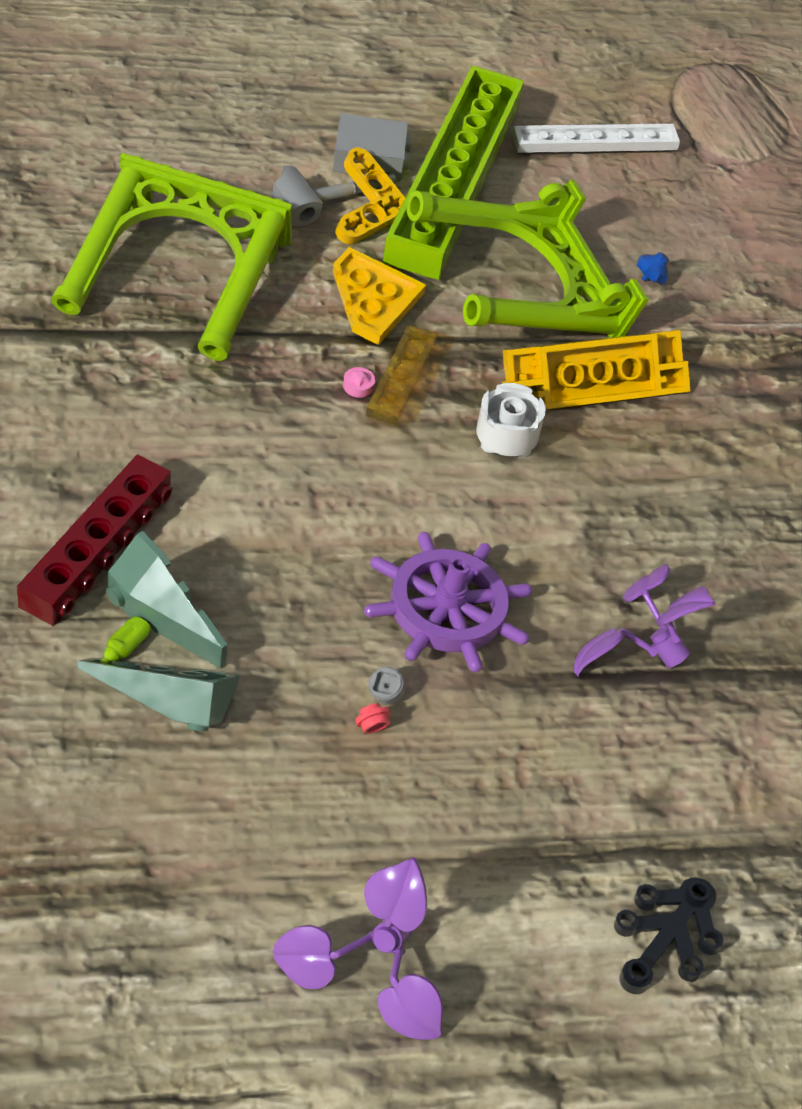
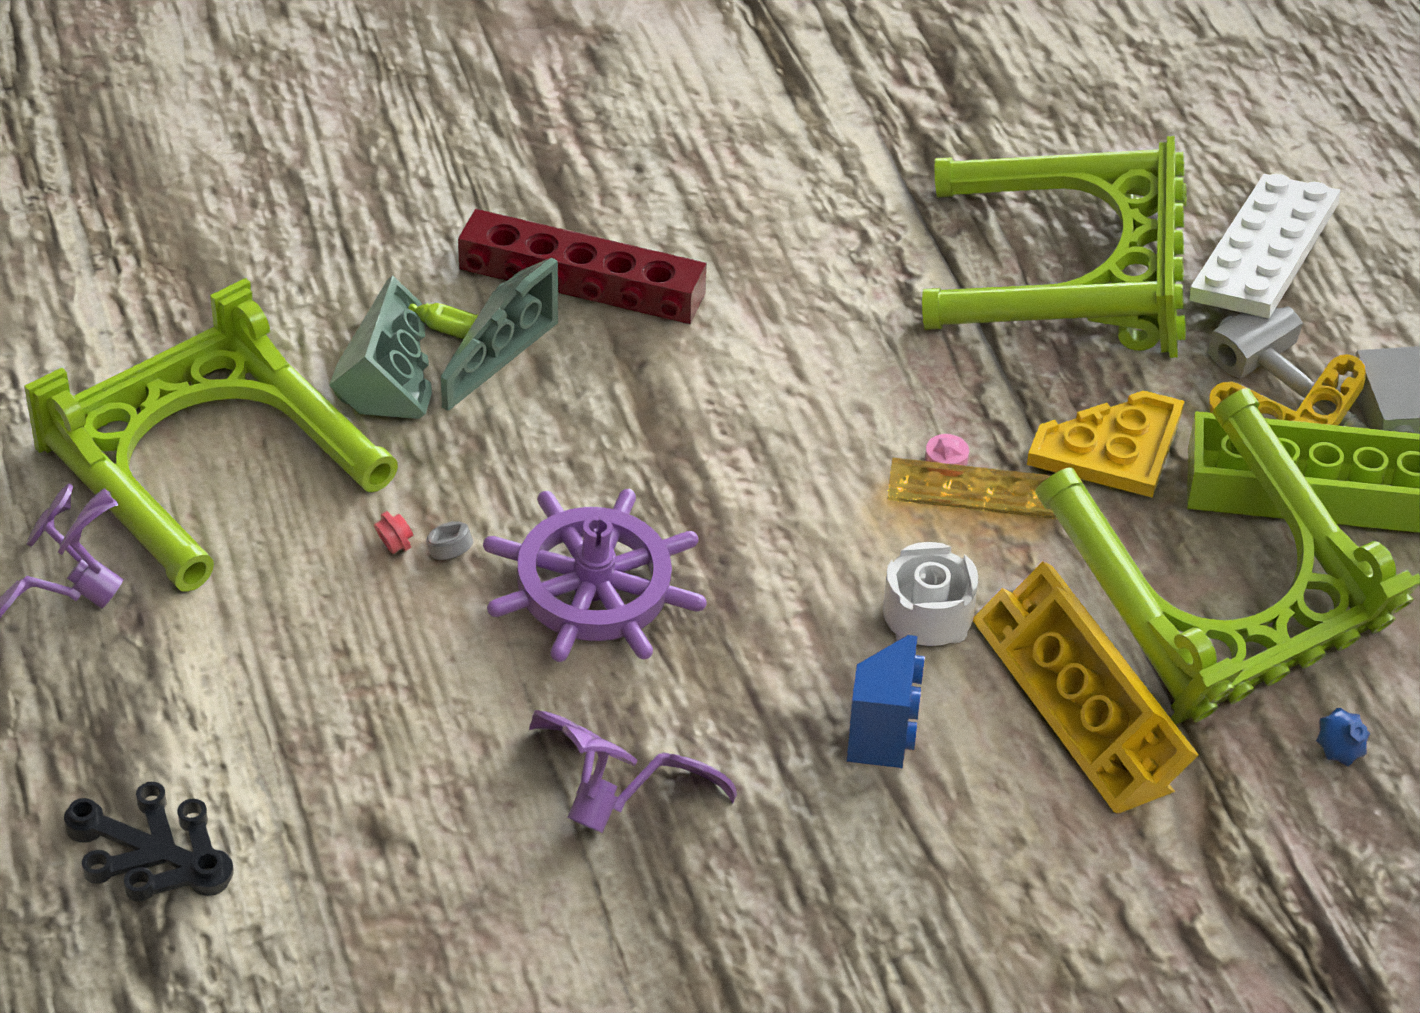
camera: 85 degrees right, 5 degrees down
(199, 151) = (1265, 245): none -> white plate
(218, 924) = (161, 388): none -> lime arch
(611, 464) = (884, 703): none -> blue slope

